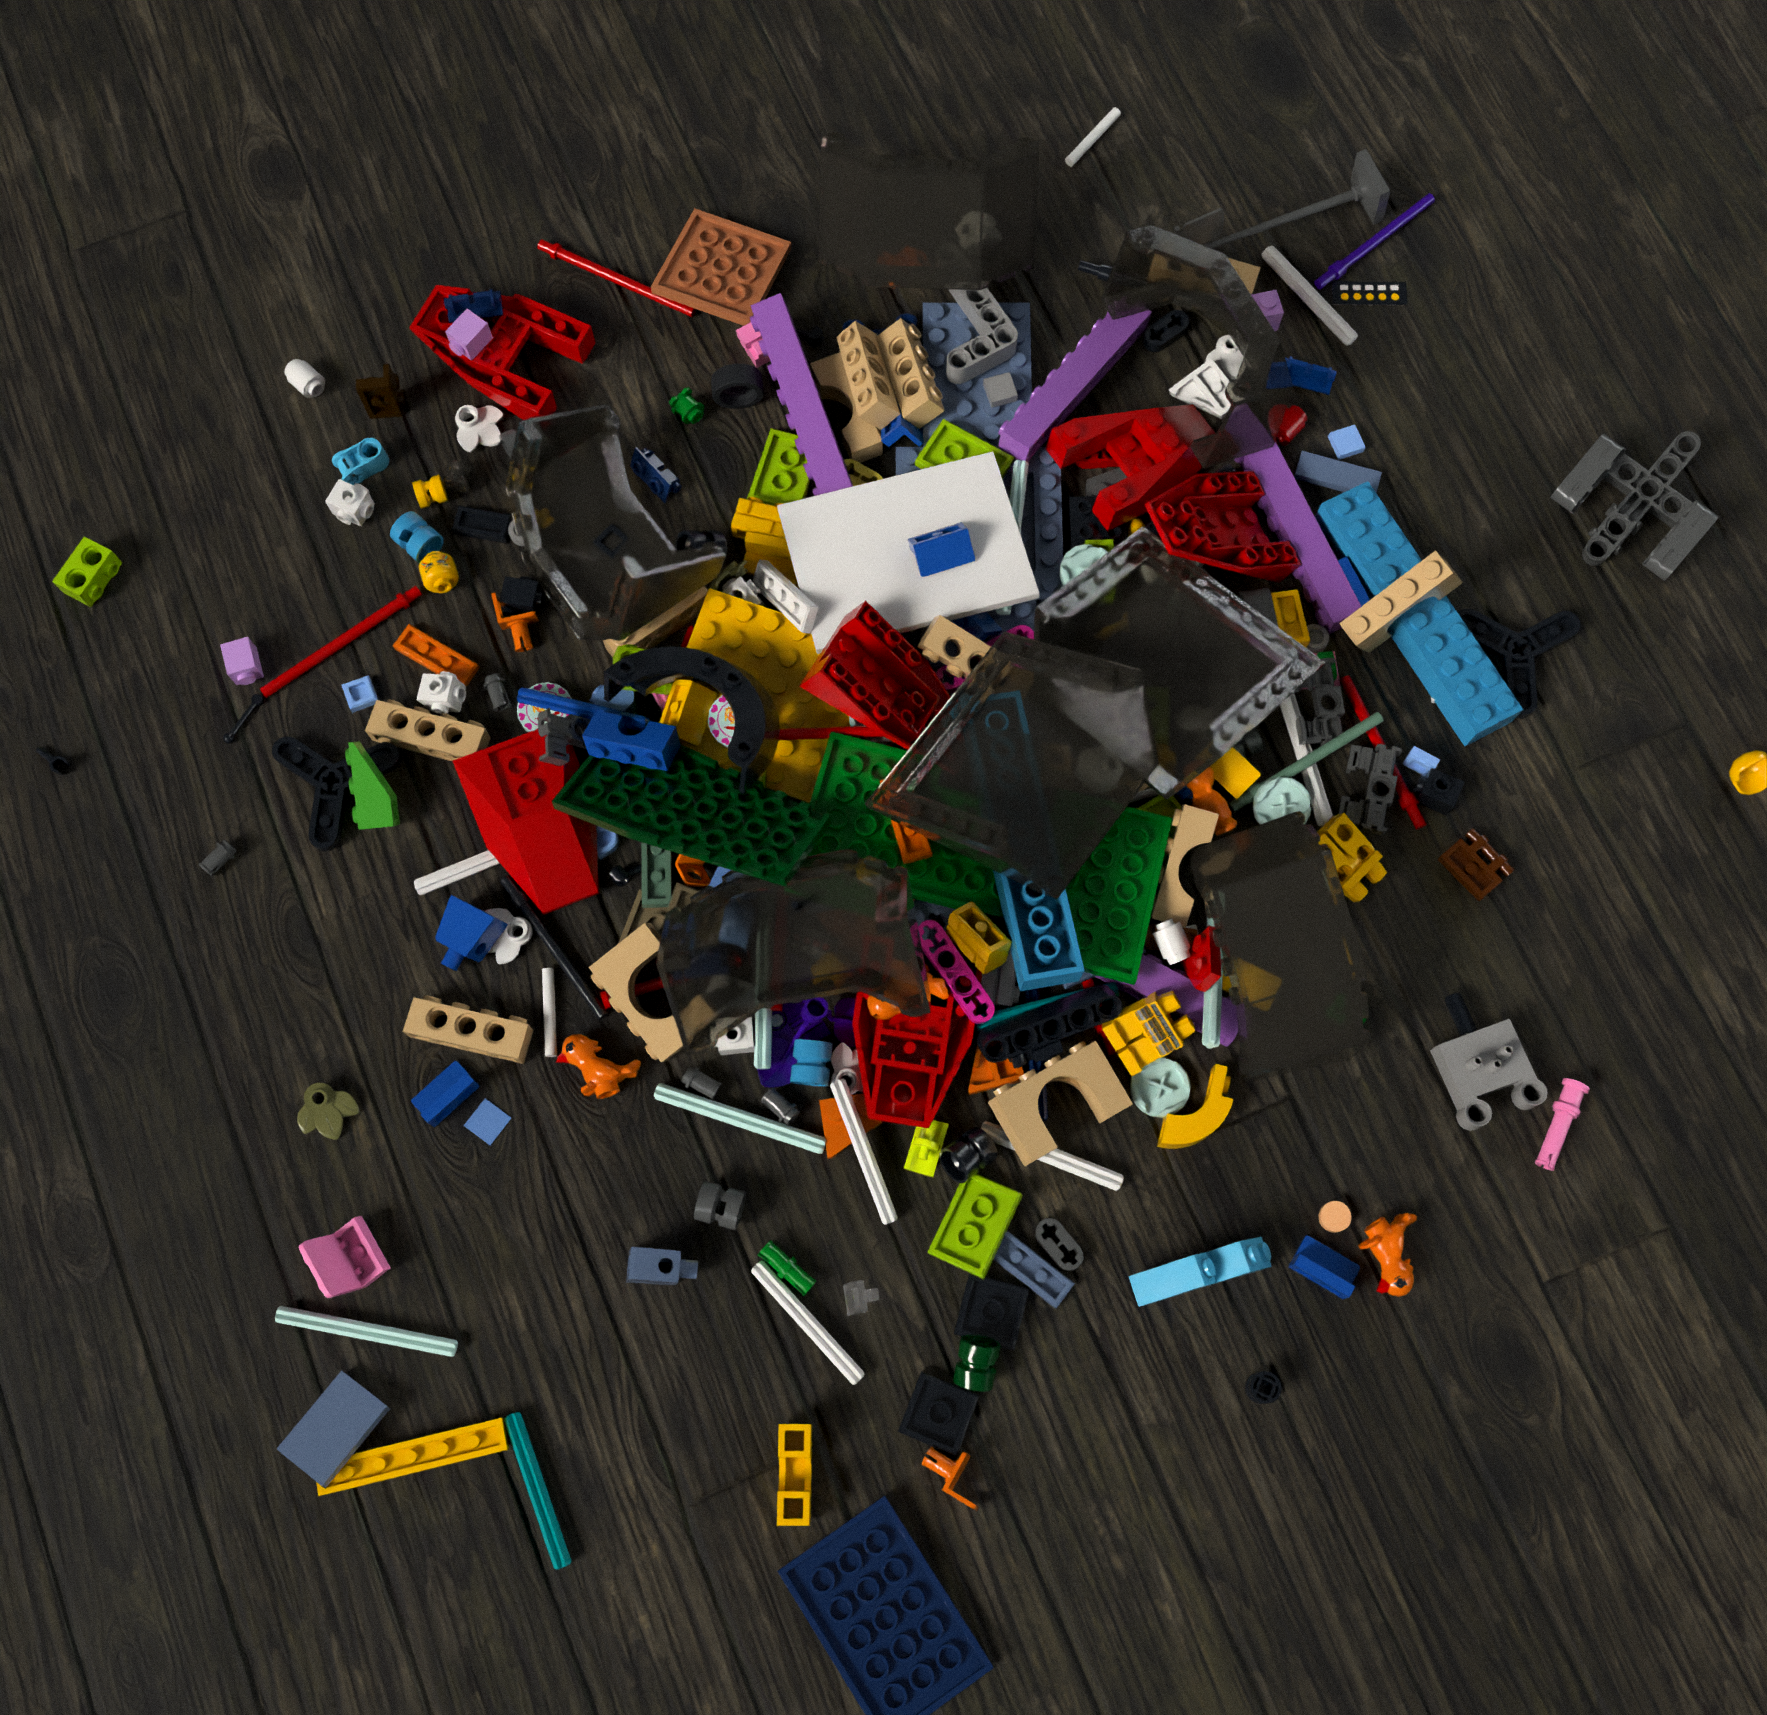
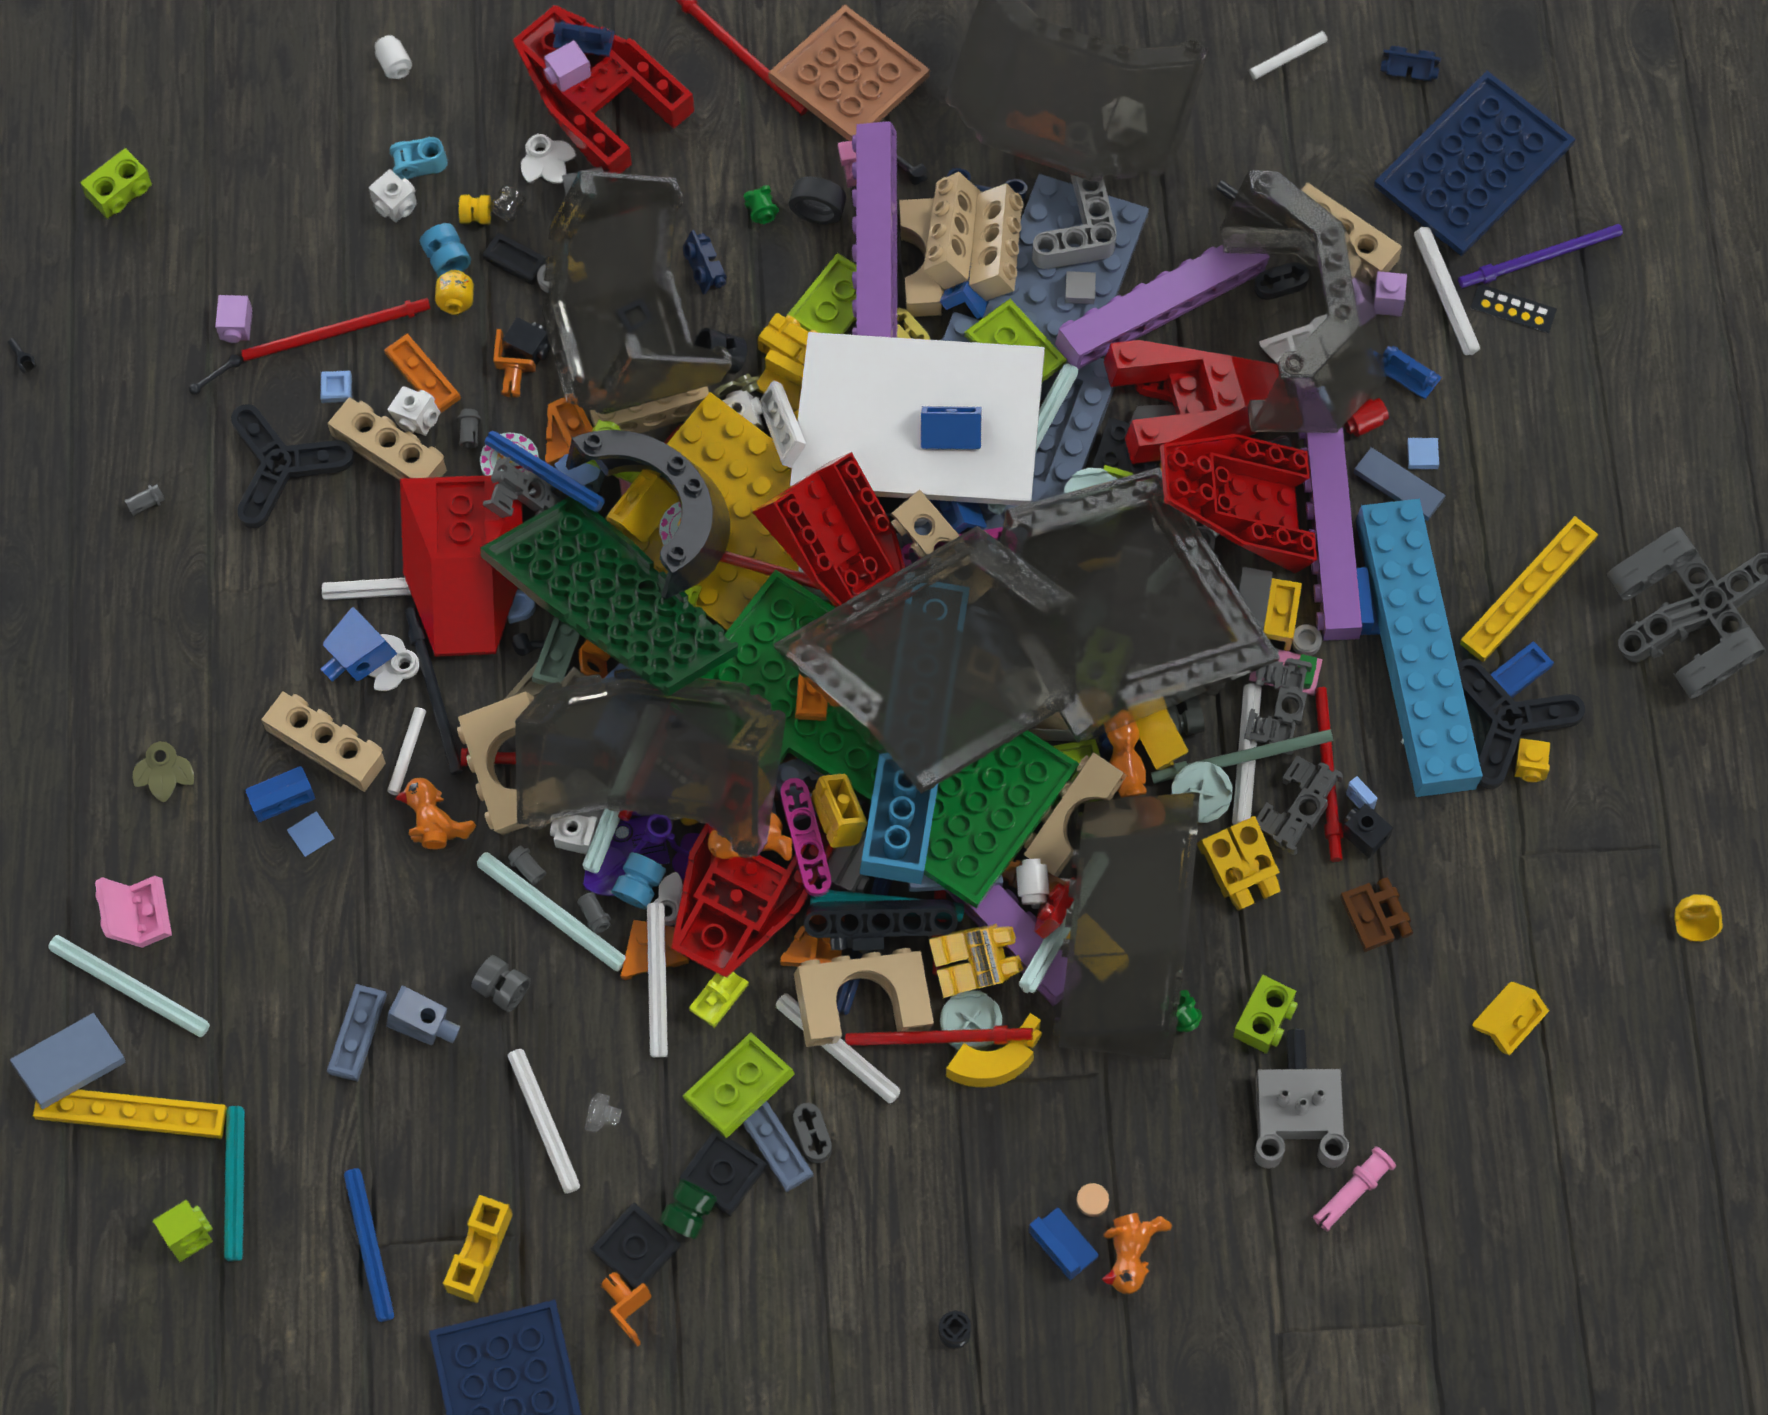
camera: 20 degrees right, 5 degrees down
(374, 797) = (313, 488): bright green slope -> none
(382, 395) = (461, 99): dark brown bracket -> none
(506, 1560) = (184, 1229): none -> lime brick
(587, 665) = (564, 423): none -> orange wing
(600, 1299) = (356, 1032): none -> sand blue tile
(652, 748) = (594, 528): blue arch -> none
(688, 1504) = (369, 1245): none -> blue axle
(787, 1267) = (543, 1063): green pin -> none
(967, 1154) = (755, 1016): black wheel -> none
(1197, 1094) = (998, 1035): none -> red bar
(1200, 1270) = (934, 1197): medium azure arch -> none
(1209, 108) = (1399, 60): none -> dark blue hinge
(1285, 167) = (1474, 163): none -> dark blue plate
(1366, 187) = (1357, 190): dark grey piece -> none
(1411, 988) = (1260, 1012): none -> lime brick
(1427, 579) = (1358, 638): tan arch -> none
(1487, 529) = (1528, 589): none -> yellow plate
(1509, 601) = (1522, 669): none -> blue tile
(1552, 681) = (1532, 760): none -> yellow bracket
(1628, 915) = (1511, 1016): none -> yellow panel

